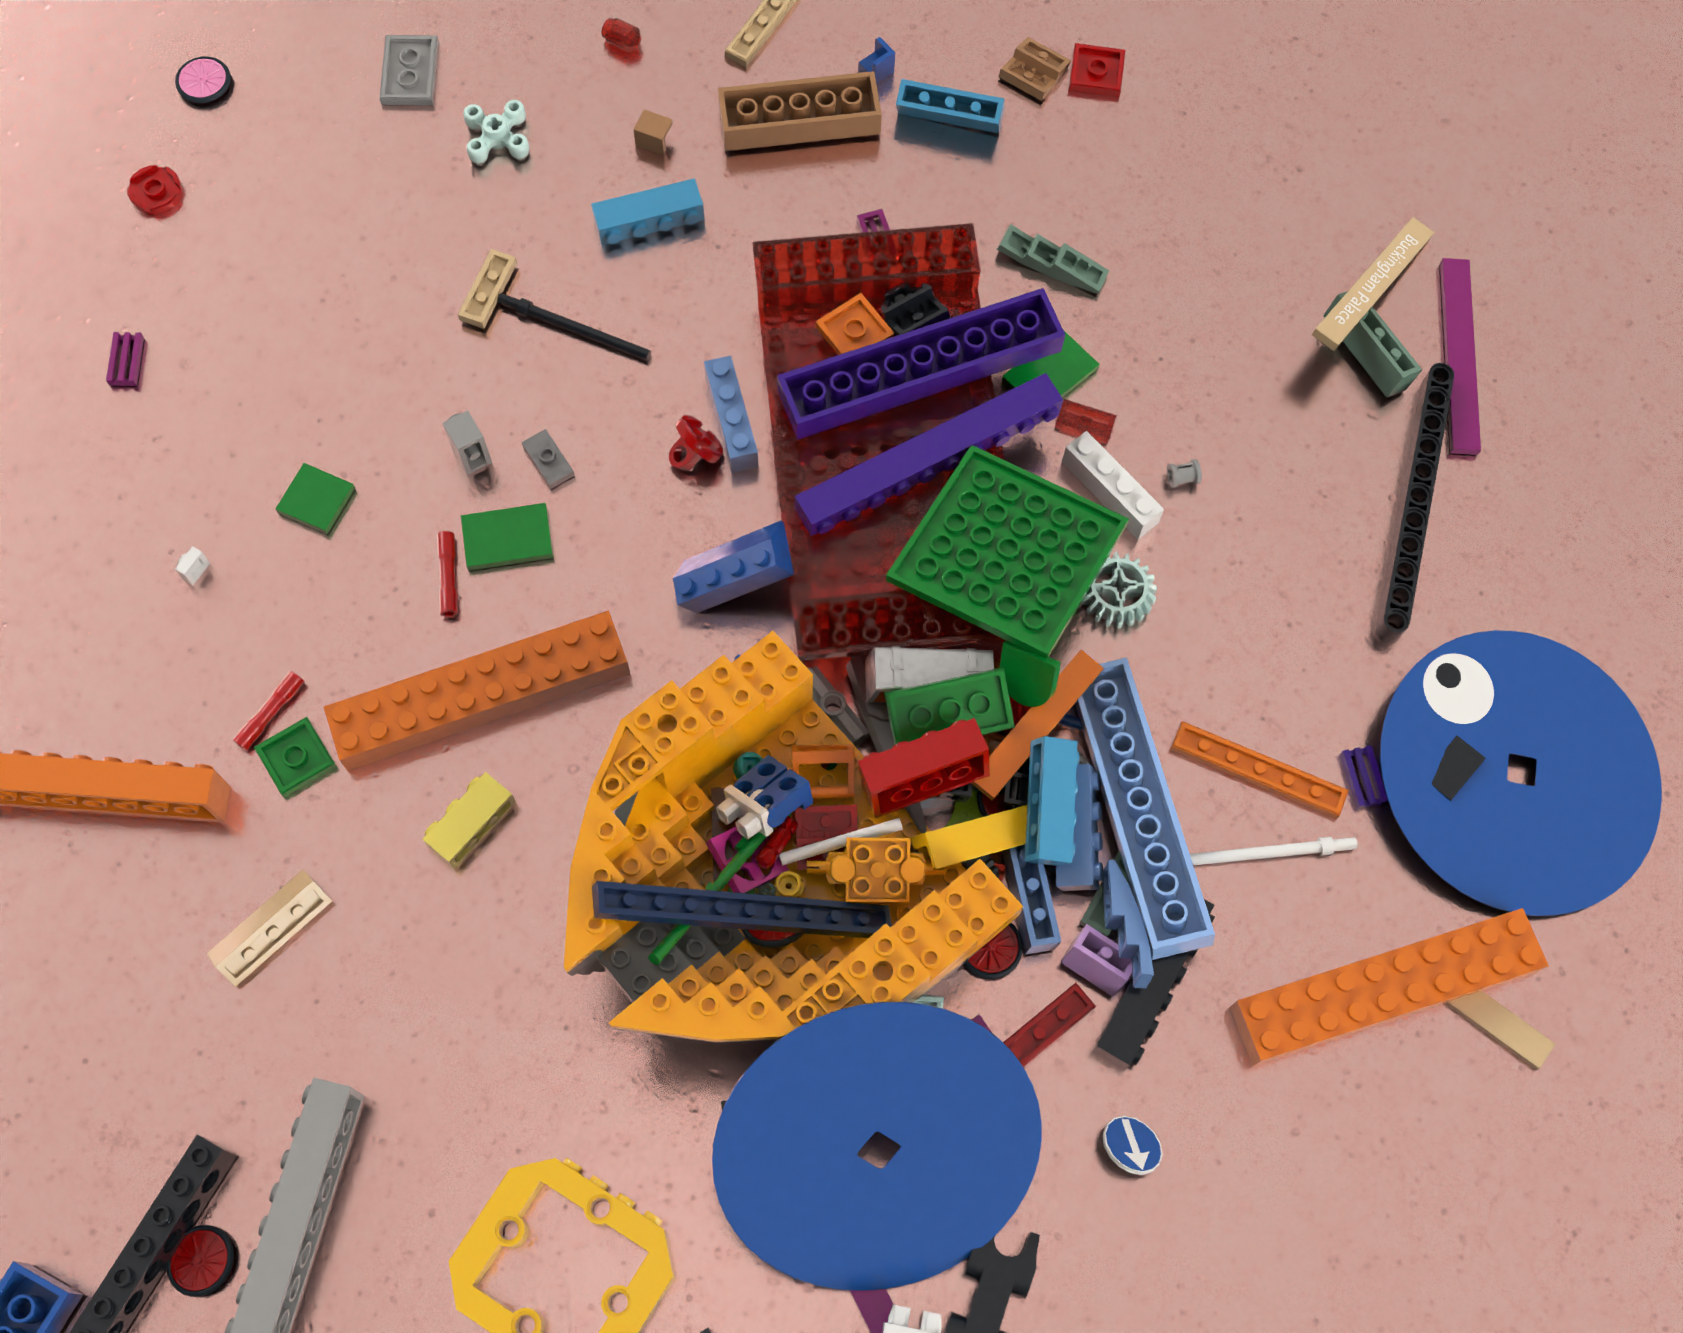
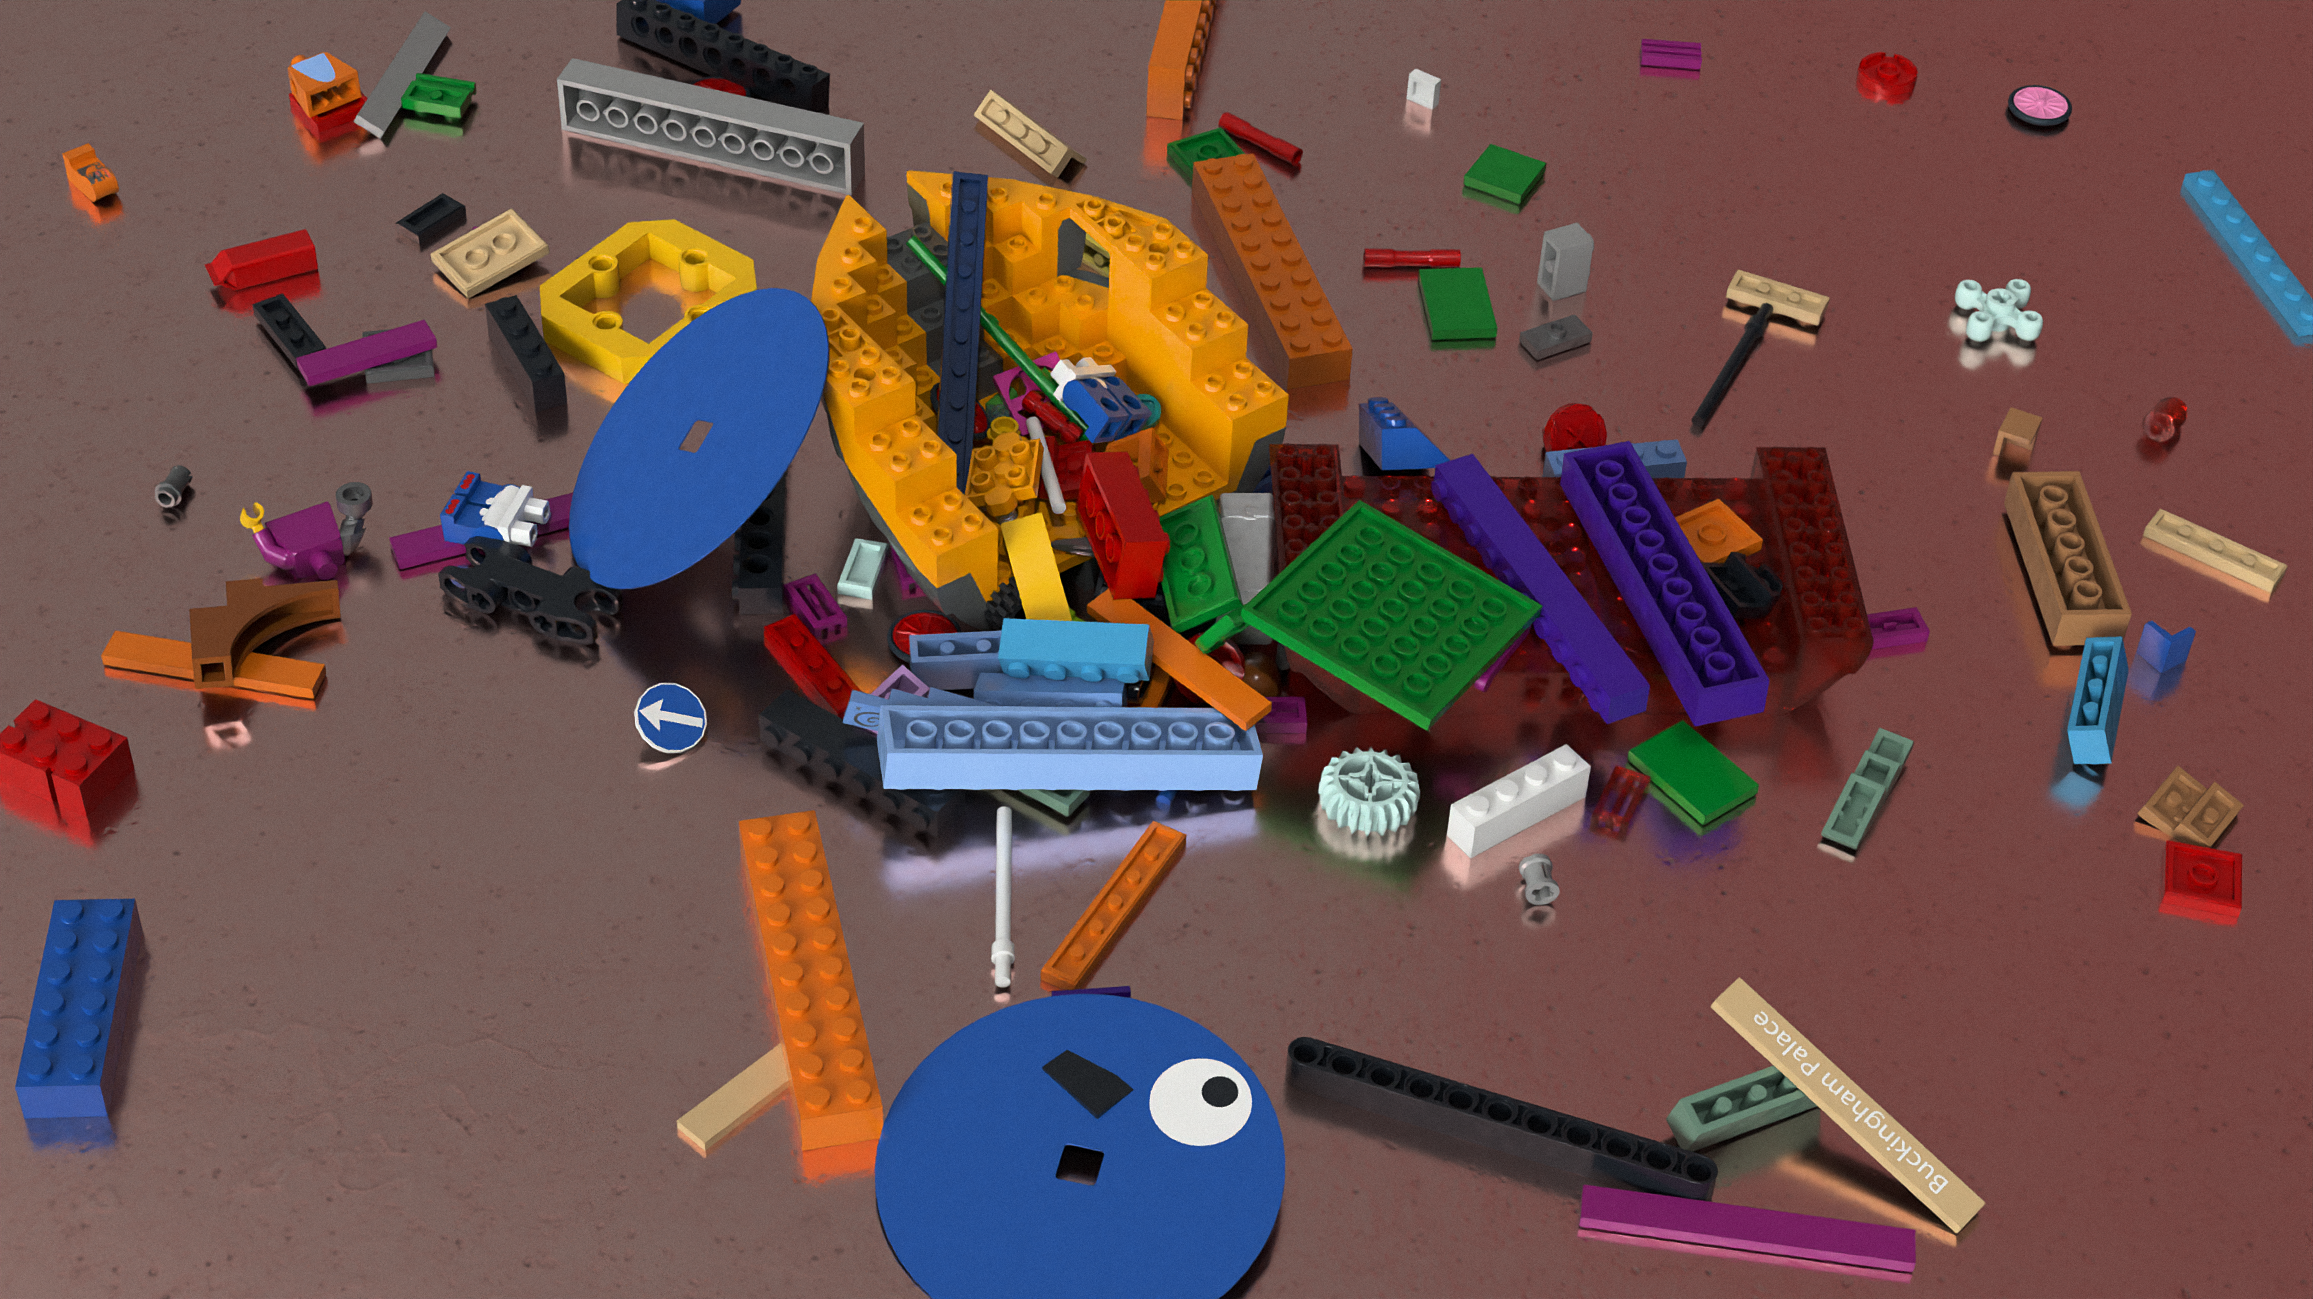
camera: 95 degrees right, 25 degrees down
(409, 70) = (2082, 254): light grey tile -> none
(648, 211) = (1898, 425): dark azure brick -> none

